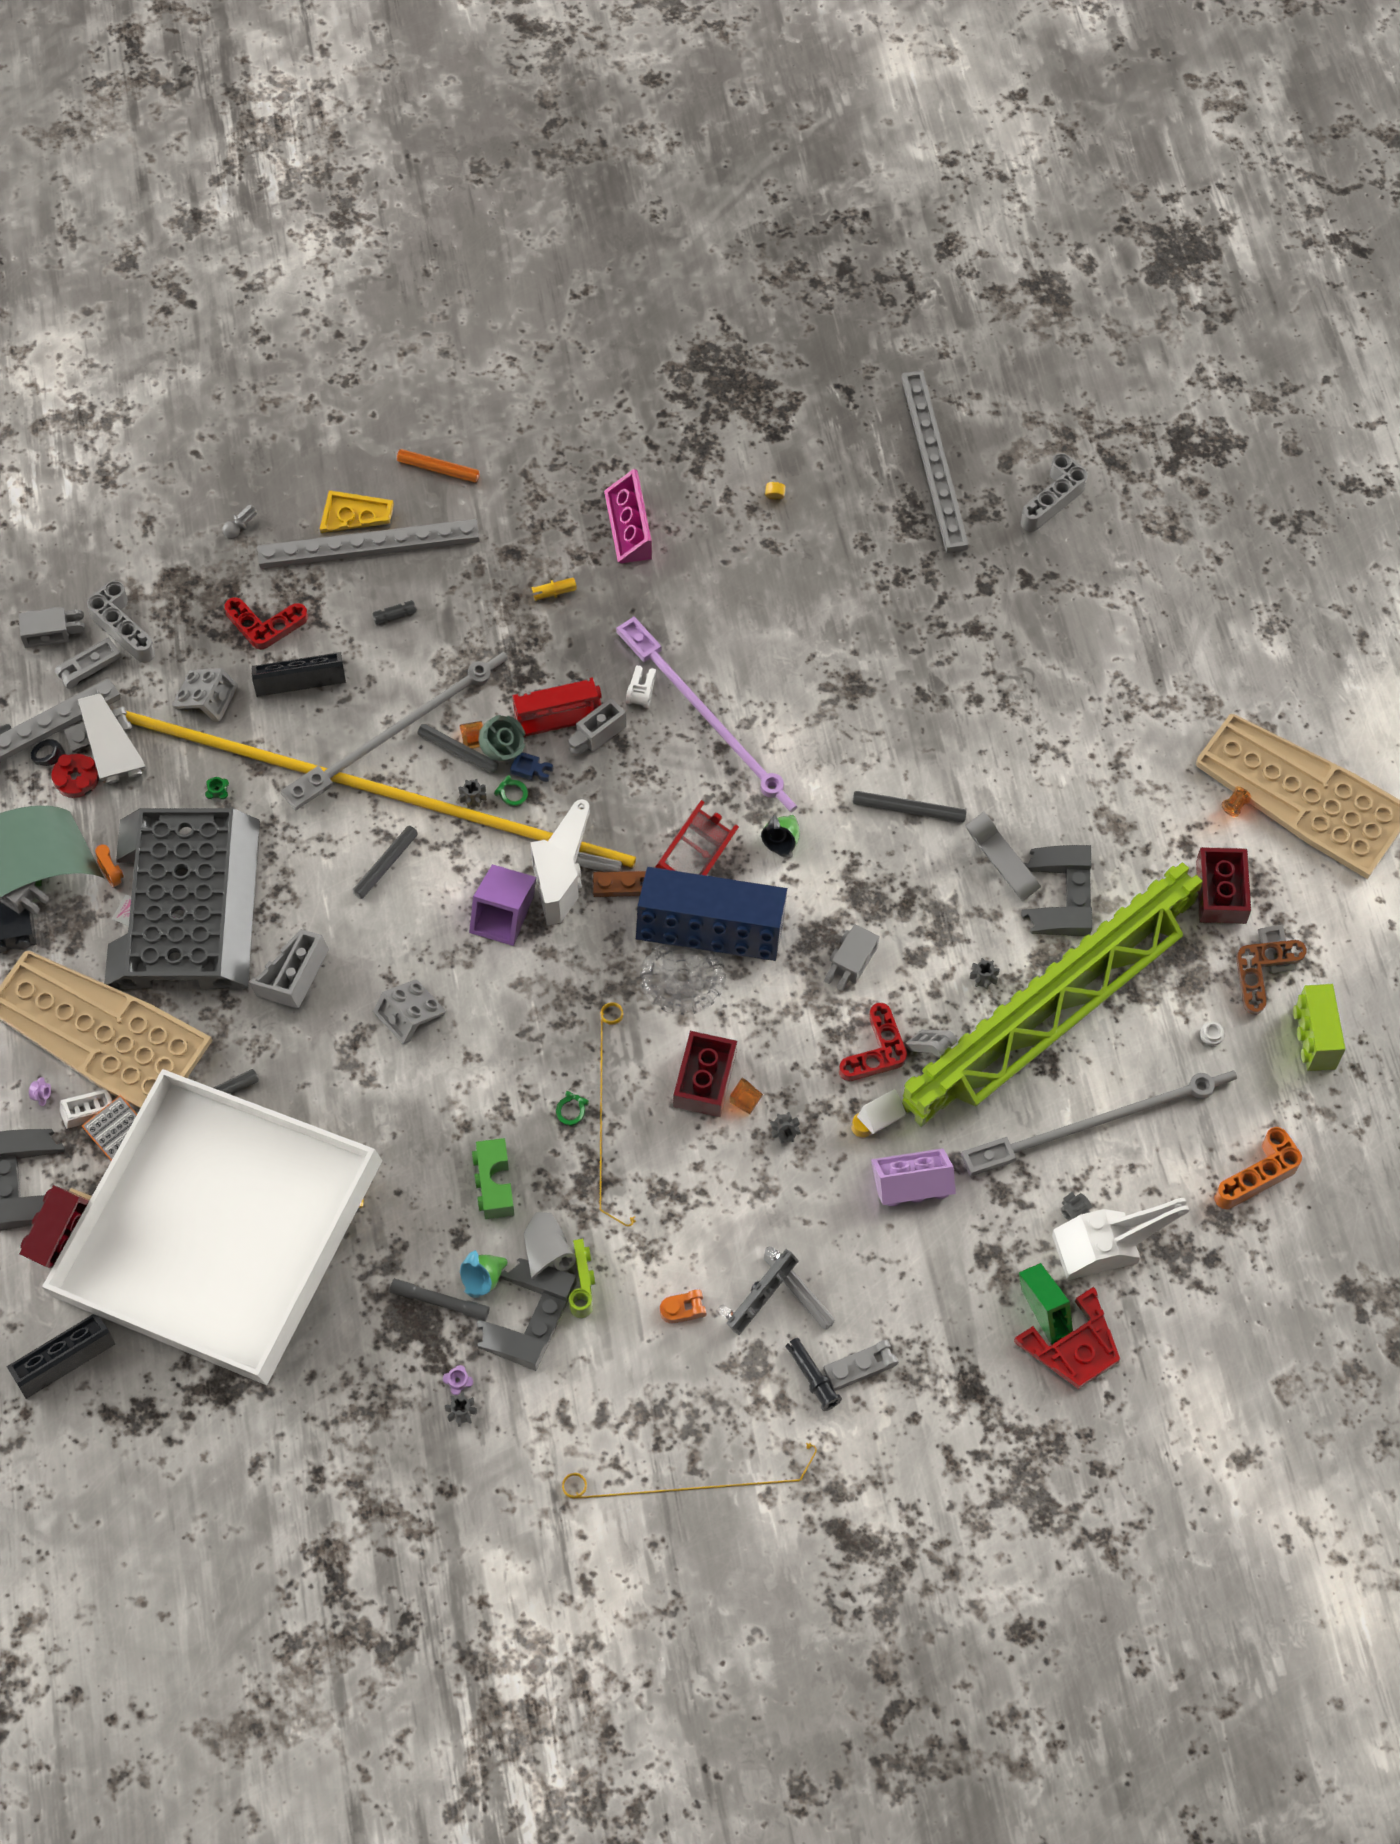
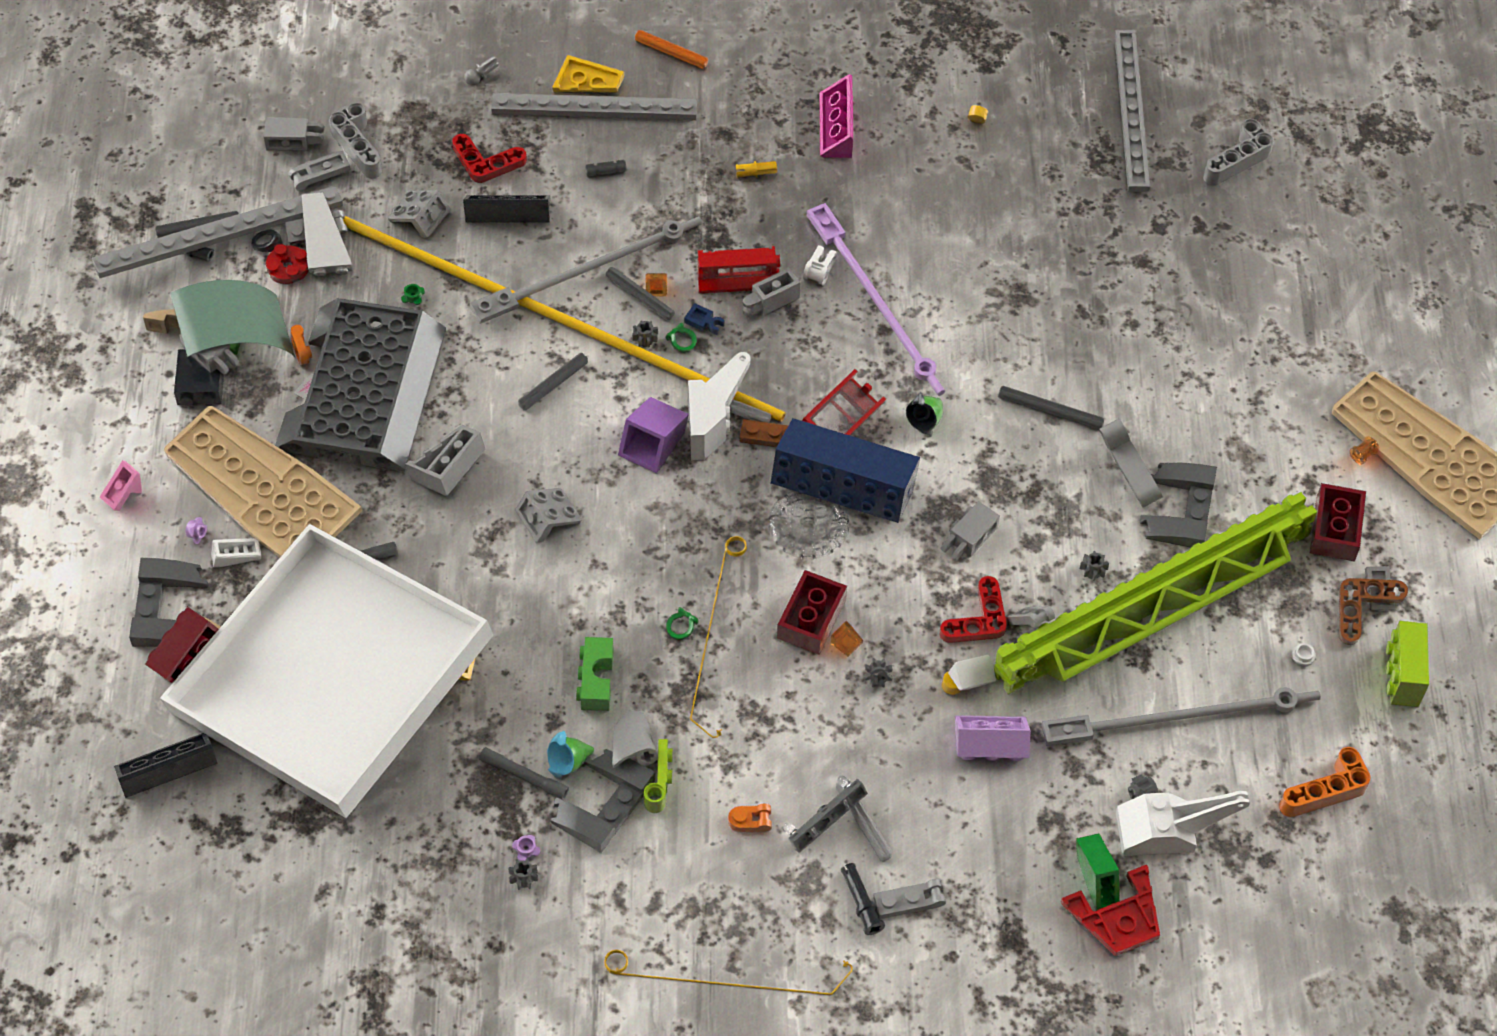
camera: 10 degrees right, 5 degrees down
(110, 1126) = (252, 568): light grey tile -> none
(502, 738) = (681, 288): sand green cylinder -> none

